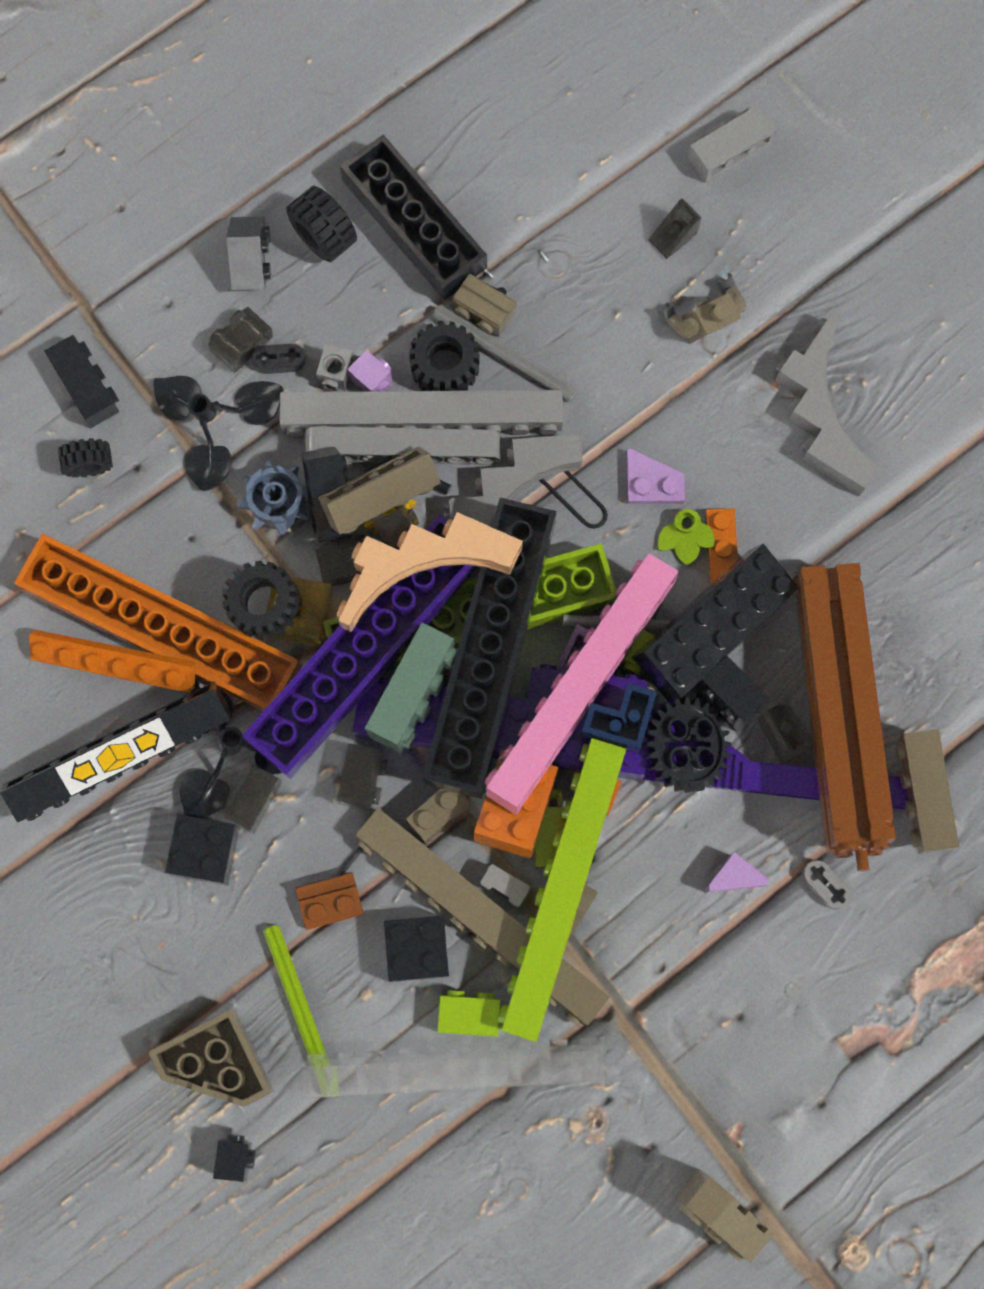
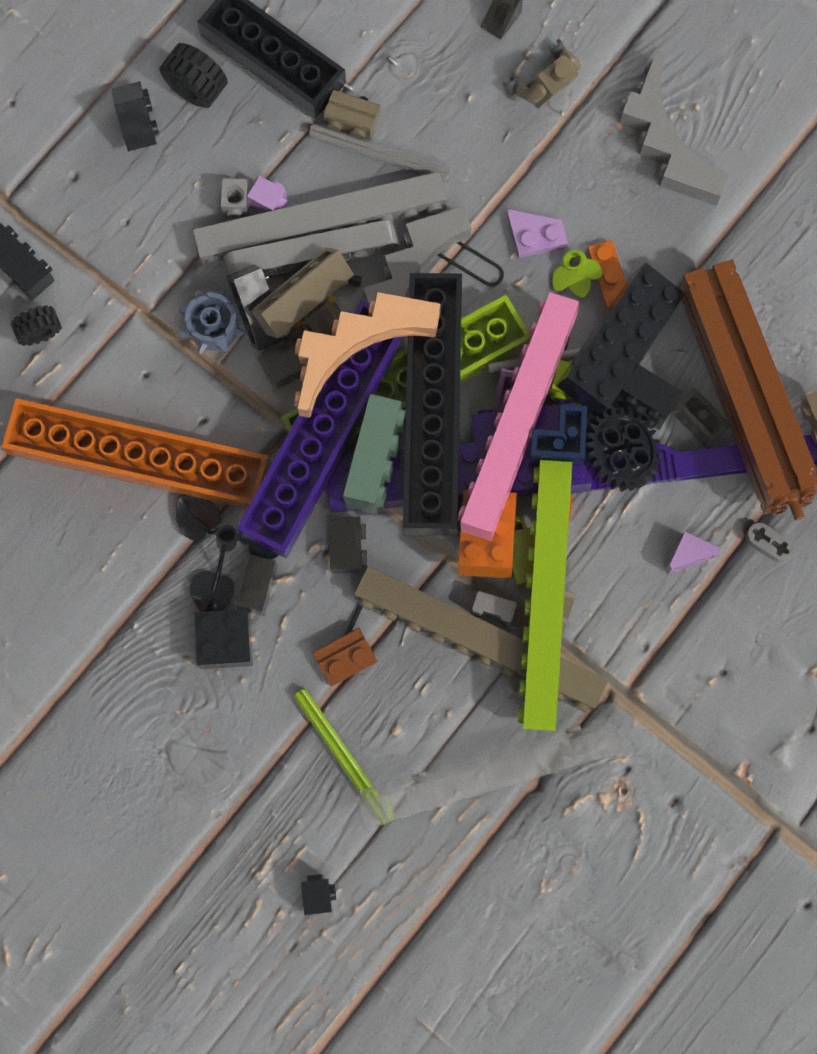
camera: 10 degrees left, 0 degrees up
(112, 661) = (104, 494): orange plate -> none
(116, 752) = (127, 572): black brick -> none
(182, 395) = (105, 253): black plant -> none
(215, 1061) = (280, 816): dark tan brick -> none
(239, 339) = (145, 192): clear smoke brick -> none
(249, 581) = (214, 392): black tyre -> none
(275, 353) = (183, 202): black beam -> none
(314, 610) = (255, 414): clear yellow brick -> none
(416, 948) = (431, 679): black brick -> none
(437, 814) = (420, 560): dark tan brick -> none
(444, 338) = (329, 150): black tyre -> none
(469, 1015) = (490, 725): lime brick -> none
(723, 1216) = (743, 835): dark tan brick -> none

